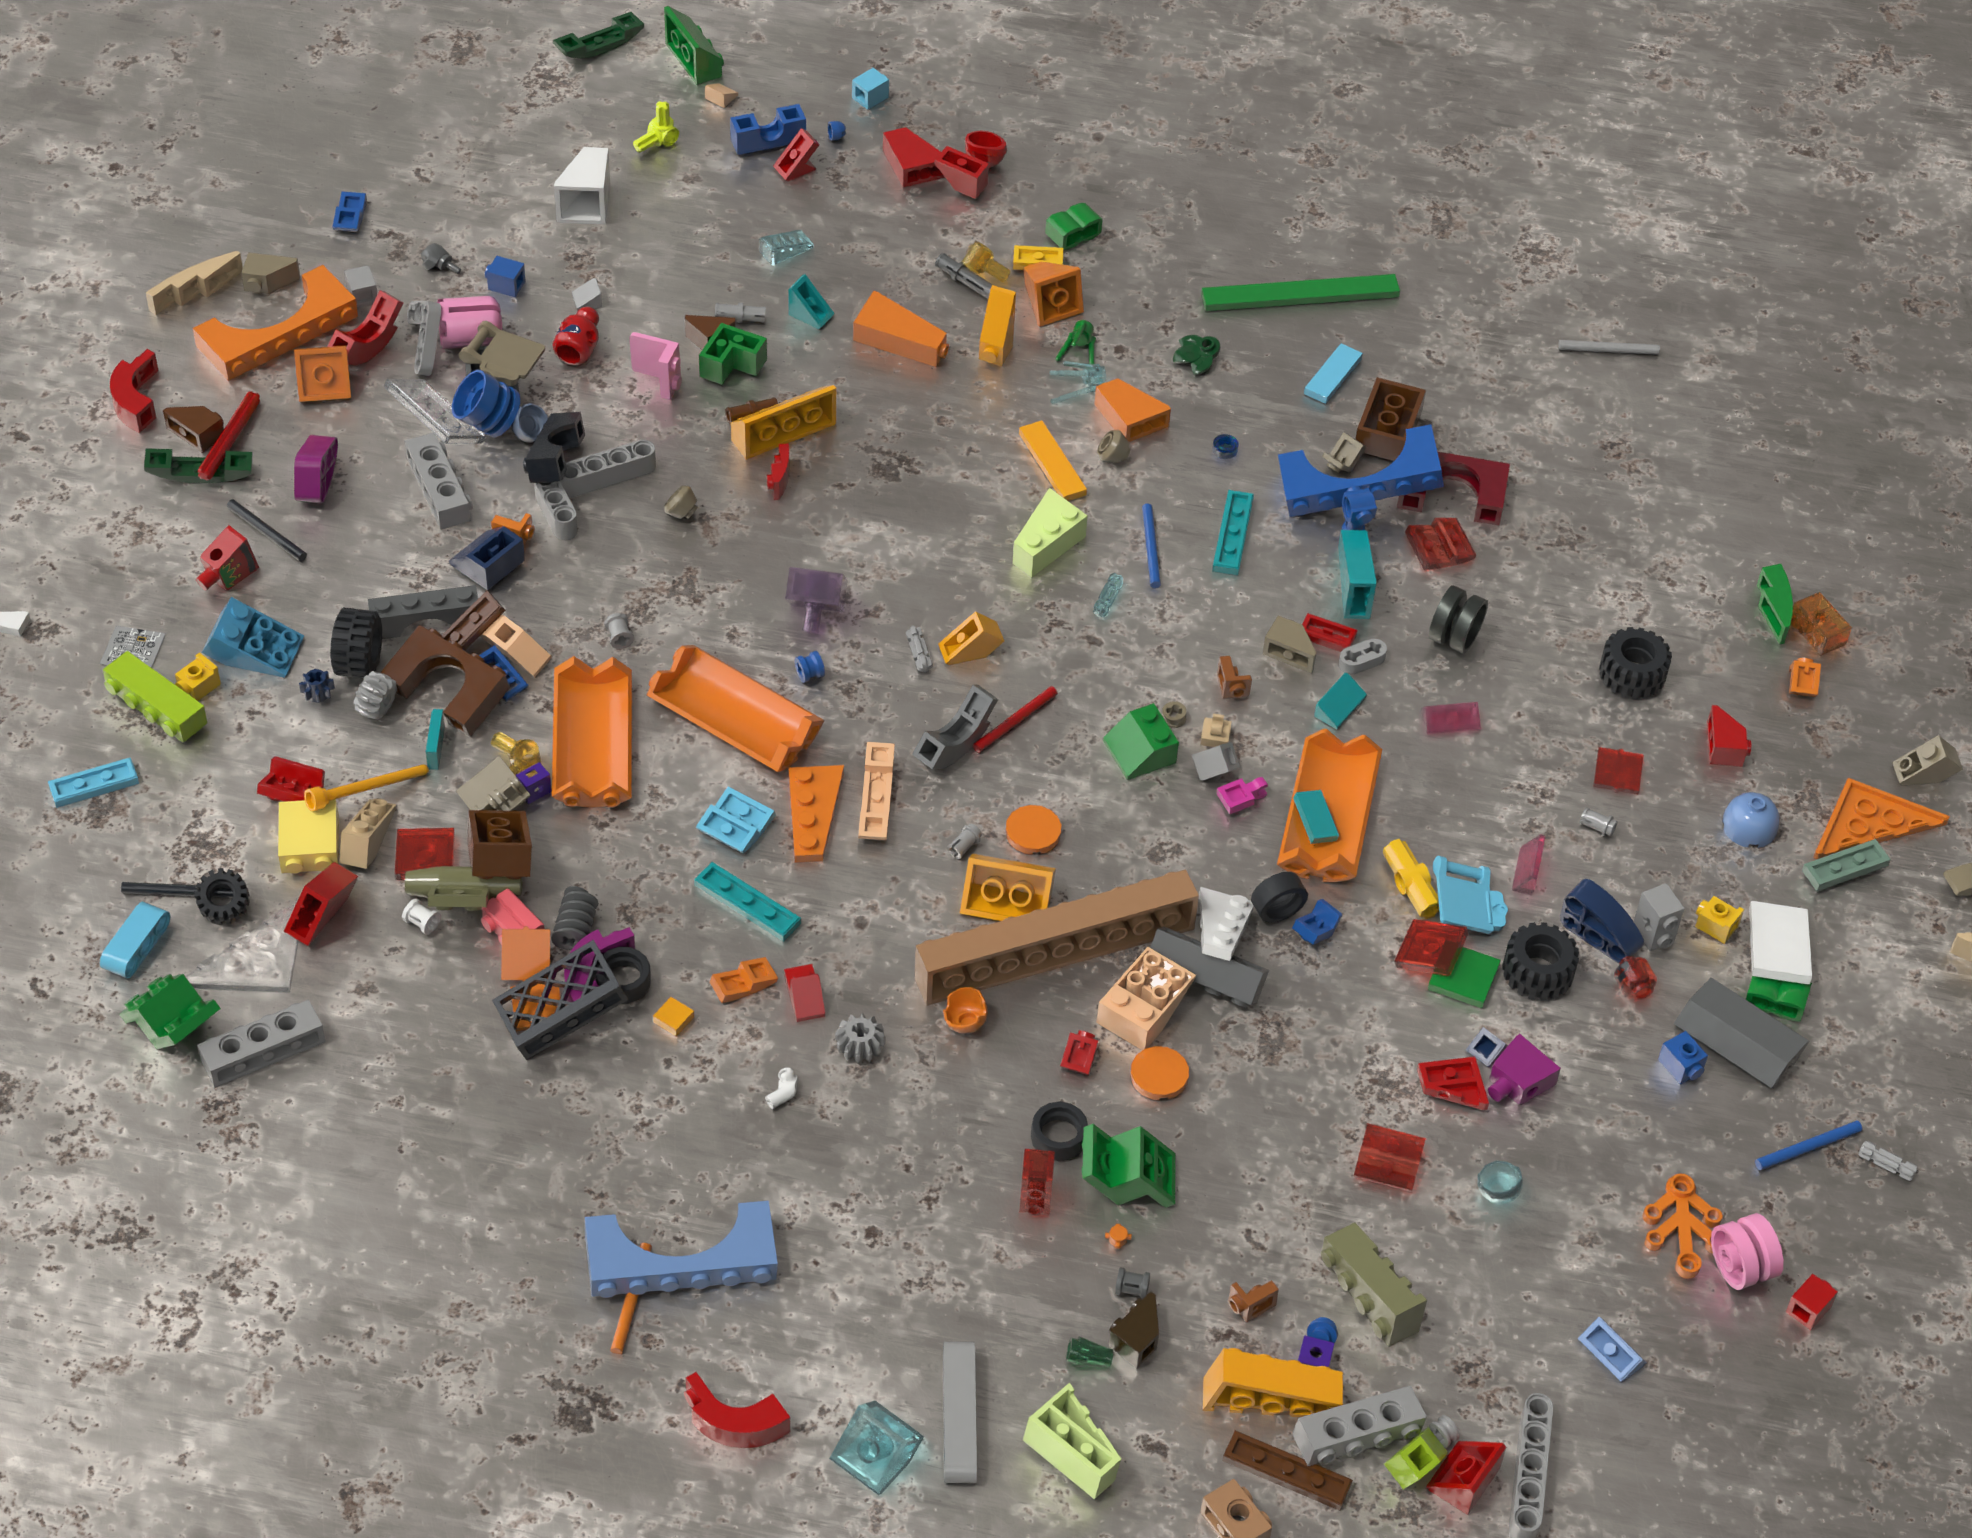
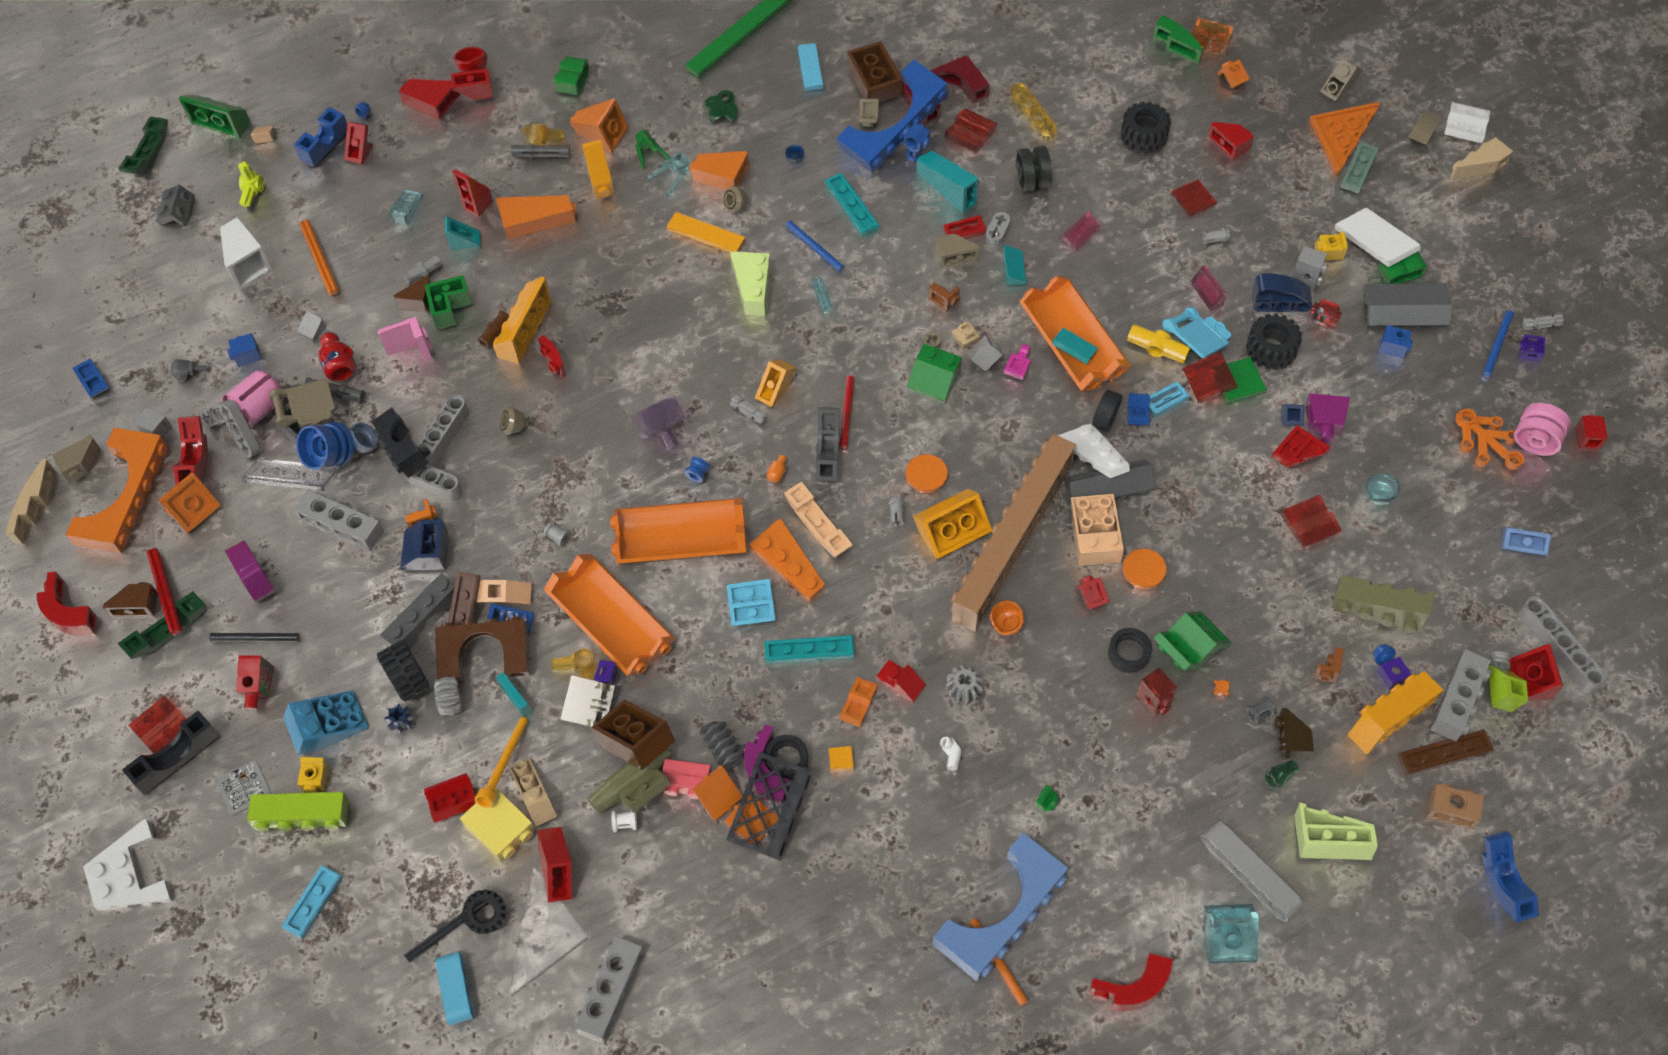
camera: 35 degrees left, 10 degrees up
(68, 574) = (152, 769): none -> black arch
(115, 546) = (158, 725): none -> clear red slope
(168, 1010) = (532, 1019): green bracket -> none
(423, 849) = (580, 775): clear red tile -> none
(555, 372) = (355, 394): none -> dark grey pin
(574, 108) = (174, 205): none -> dark grey bracket
(657, 239) = (319, 258): none -> orange axle
(827, 1195) = (1047, 799): none -> green plate
(857, 275) = (474, 195): none -> red slope
(870, 88) = (358, 68): medium azure brick -> none
(888, 722) = (777, 470): none -> orange cylinder
(1032, 254) = (564, 112): yellow plate -> none
(1363, 941) = (1156, 407): none -> medium azure tile
(1530, 569) = (1036, 110): none -> clear yellow beam
(1751, 820) = (1289, 176): medium blue cylinder -> none
(1842, 1169) = (1537, 346): none -> dark purple piece

